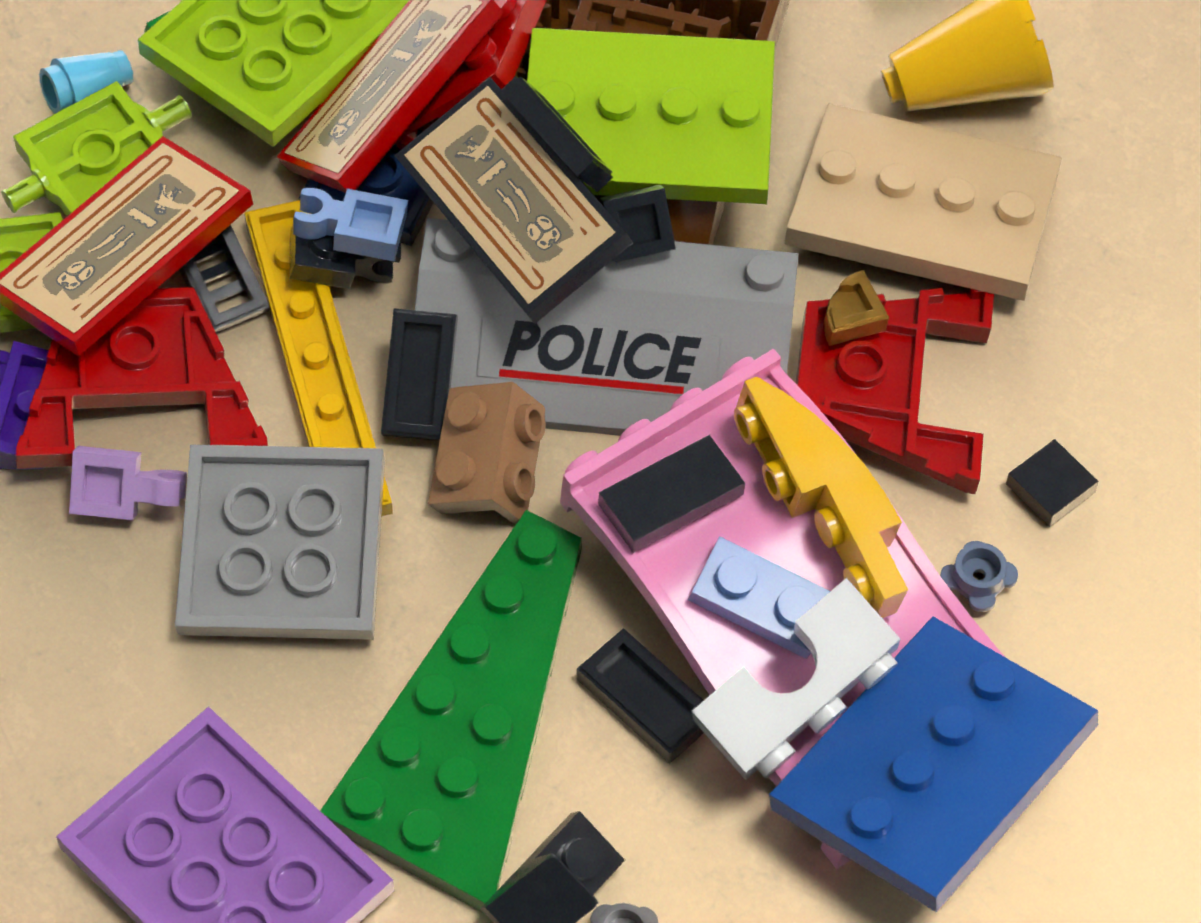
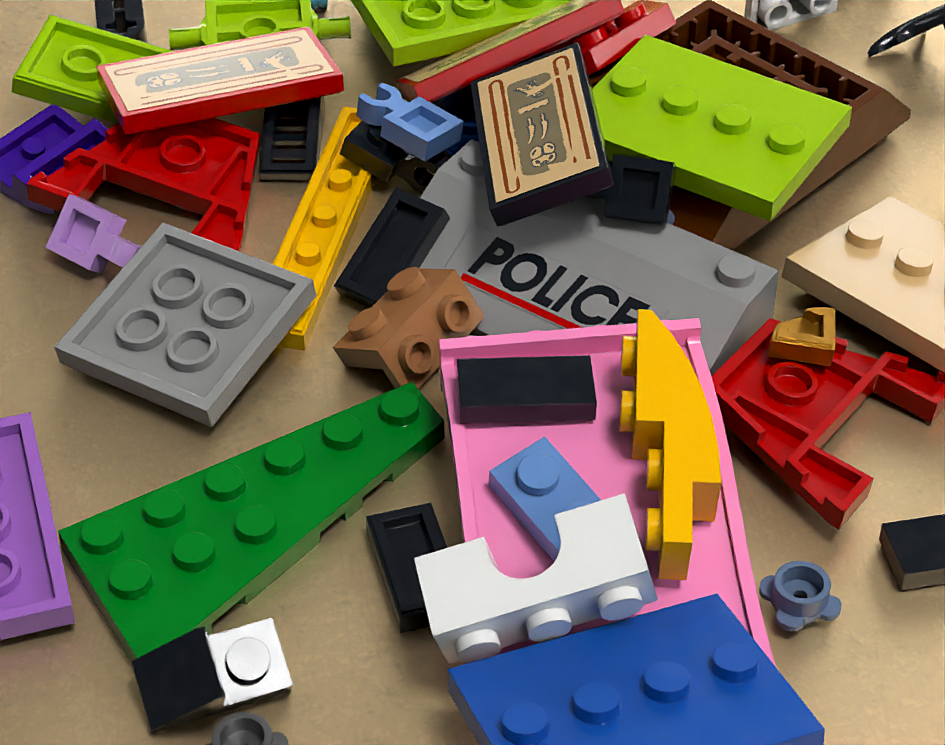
camera: 30 degrees right, 15 degrees down
(557, 133) = (604, 92): black tile -> none

